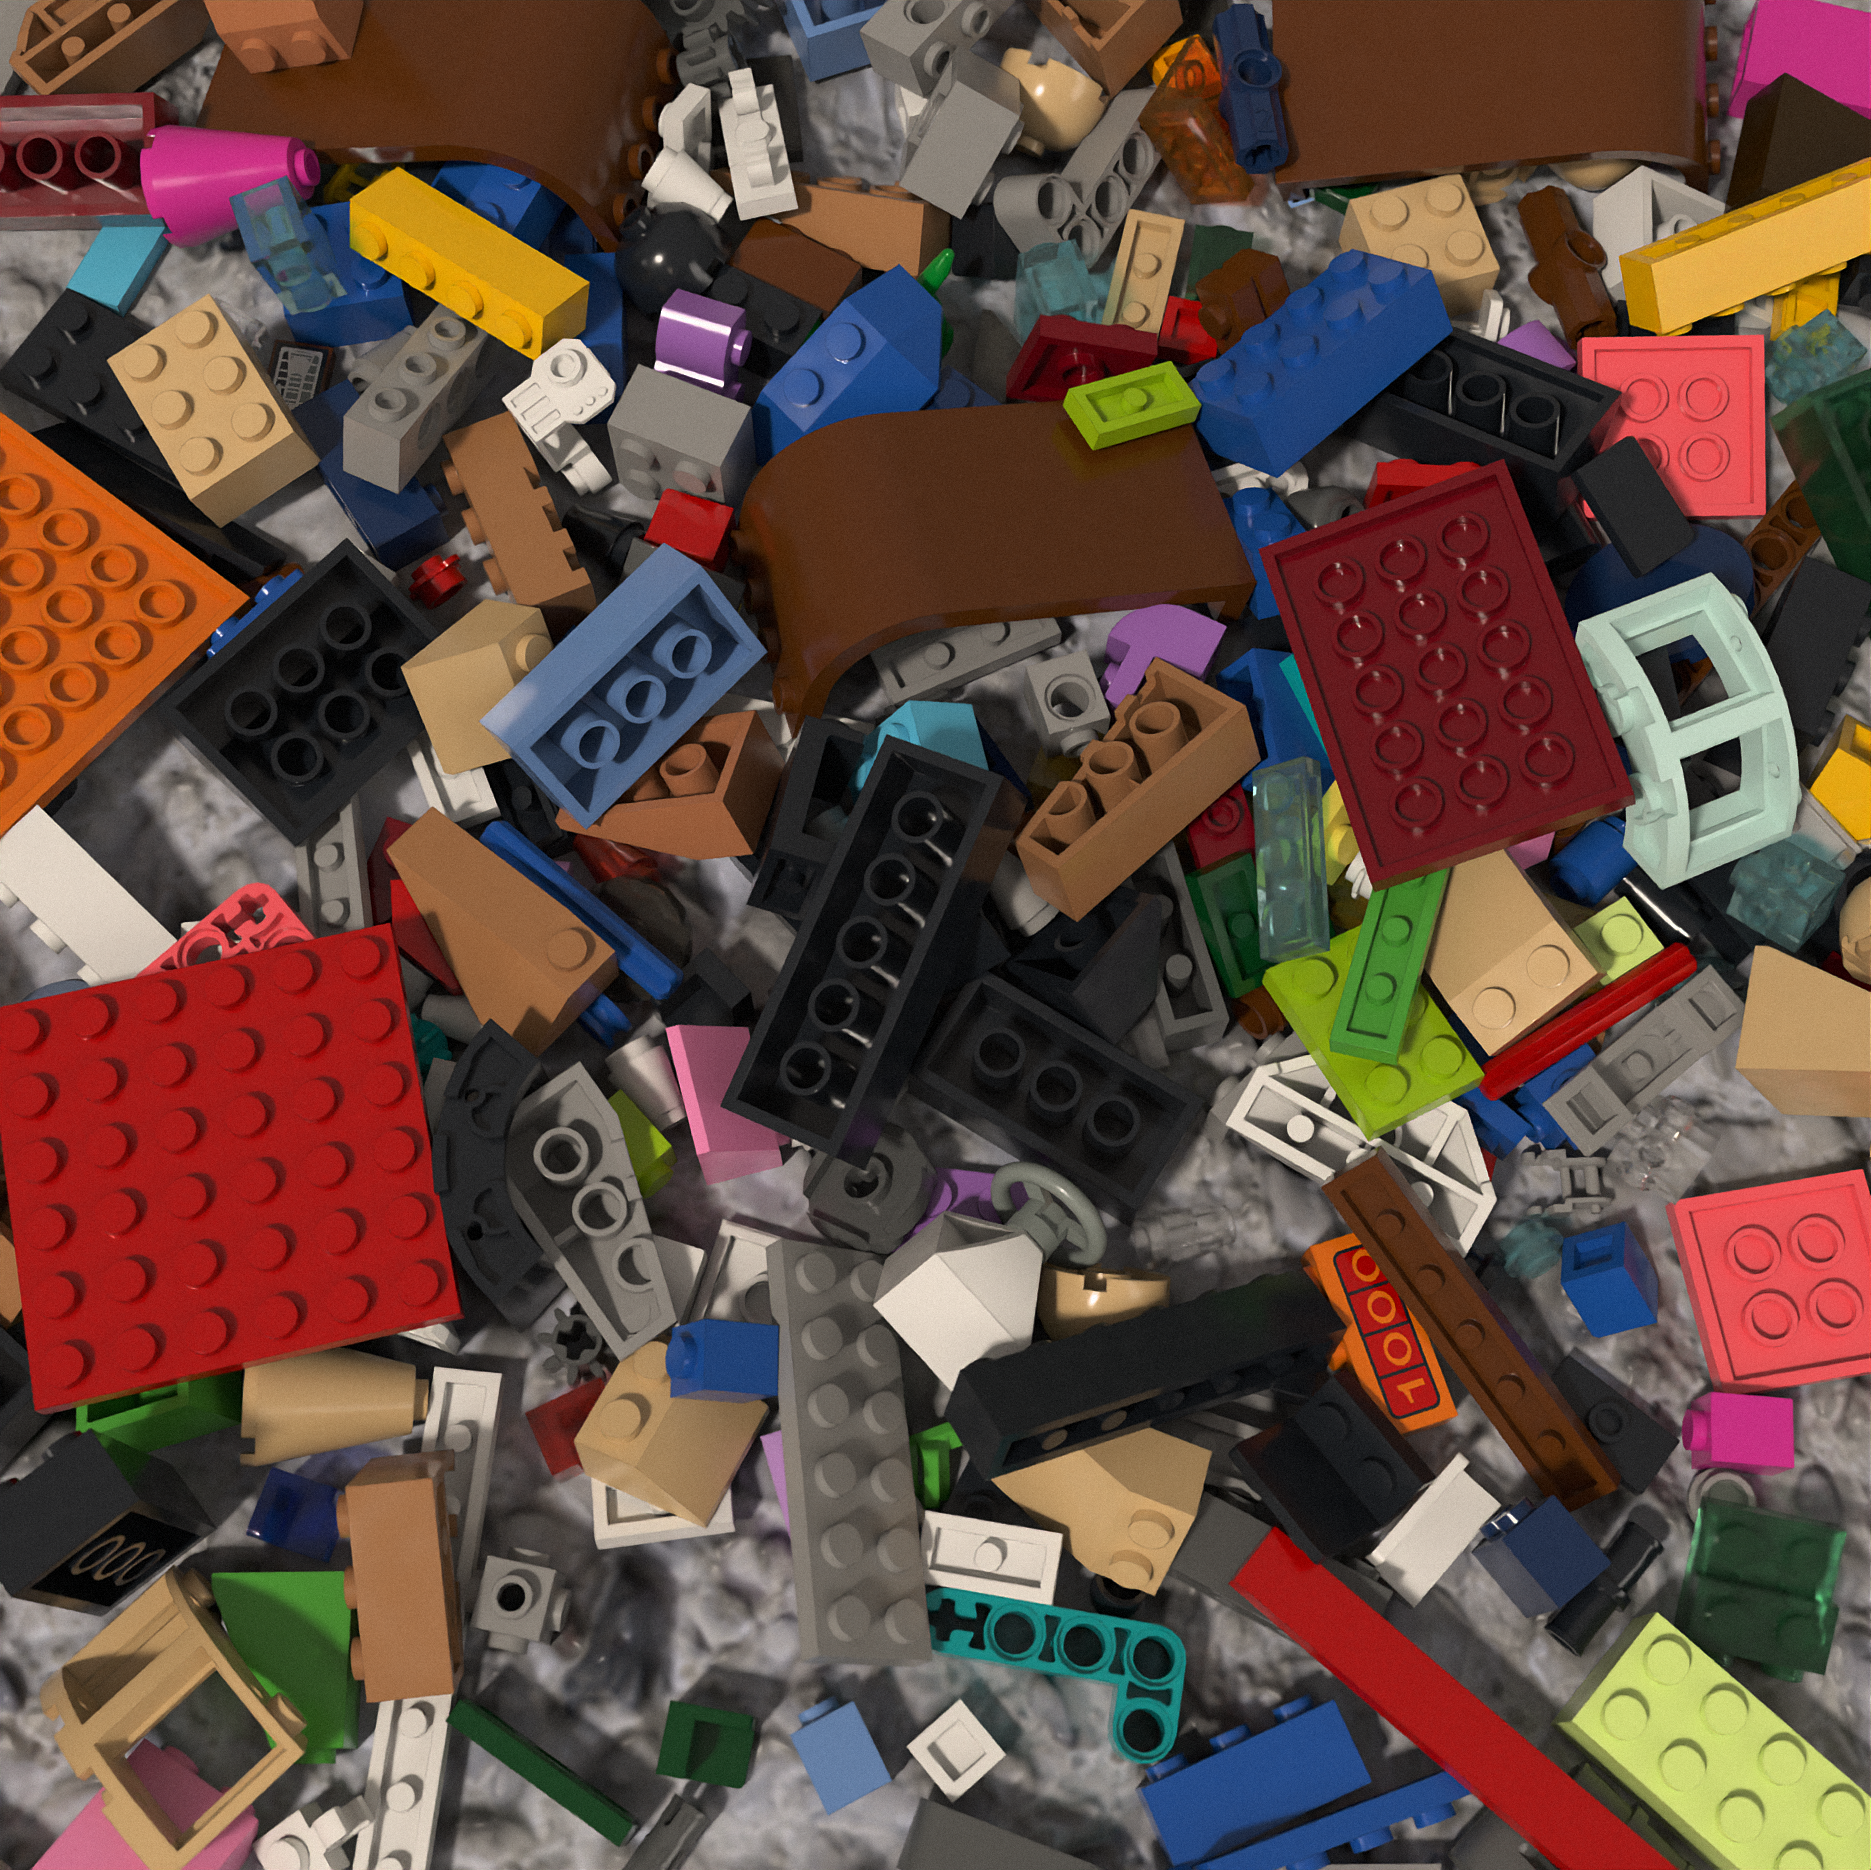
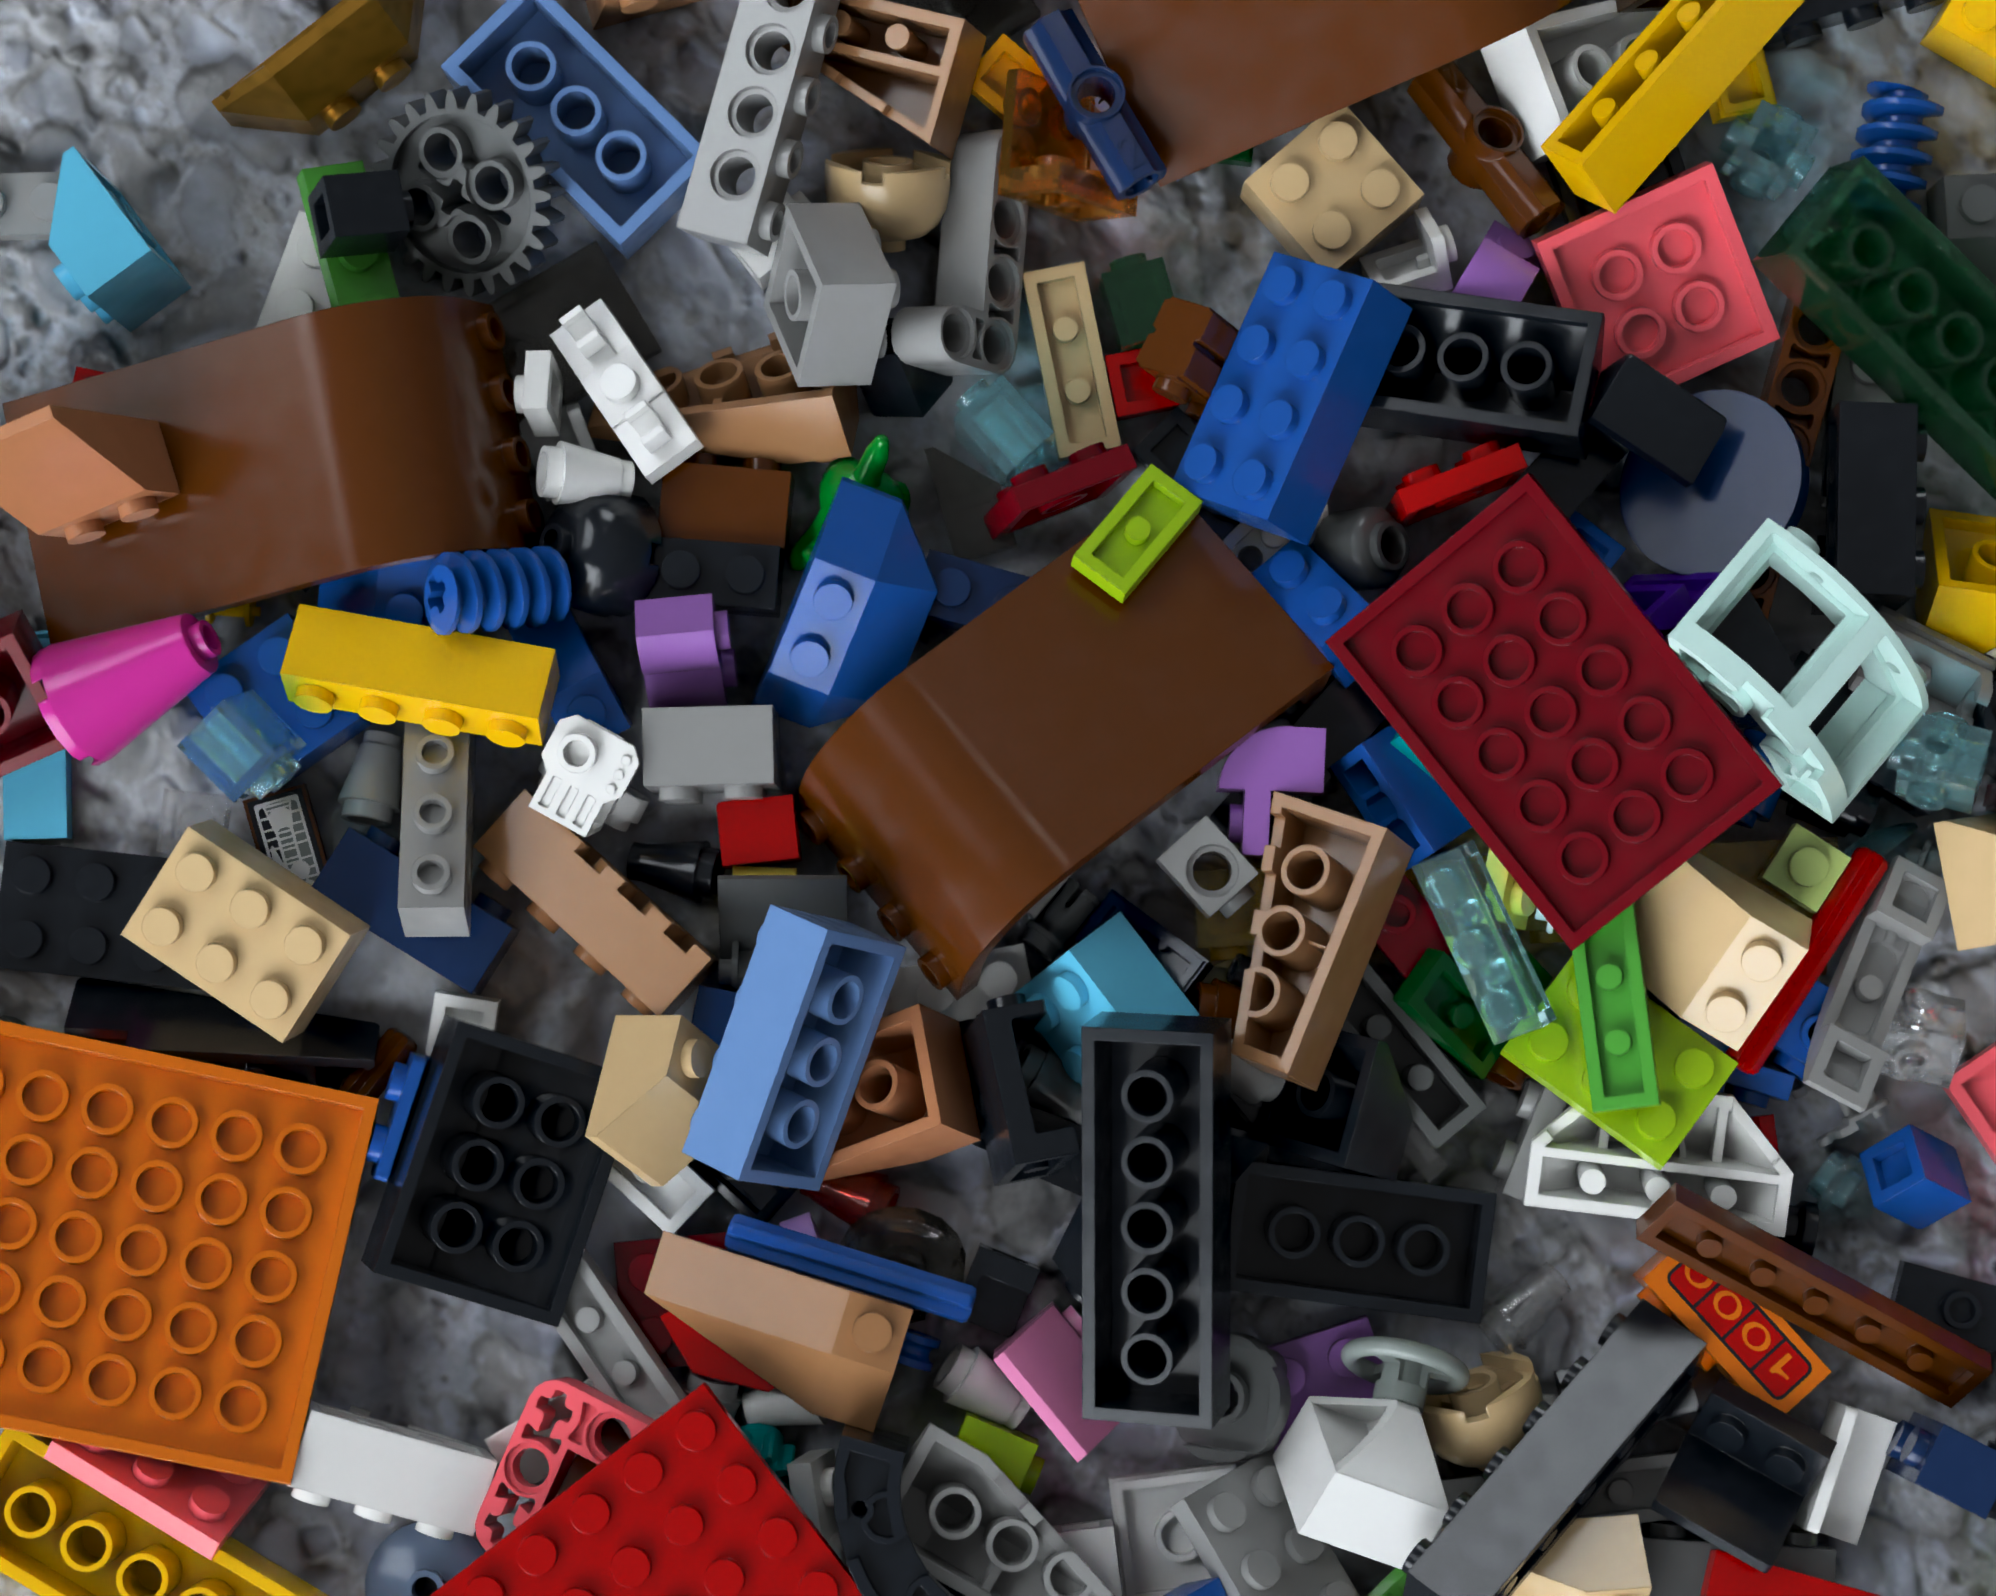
camera: 20 degrees left, 15 degrees up
(437, 580) = (538, 987): red plate -> none
(567, 219) = (496, 589): none -> blue piece
(710, 60) = (531, 310): dark grey gear -> none

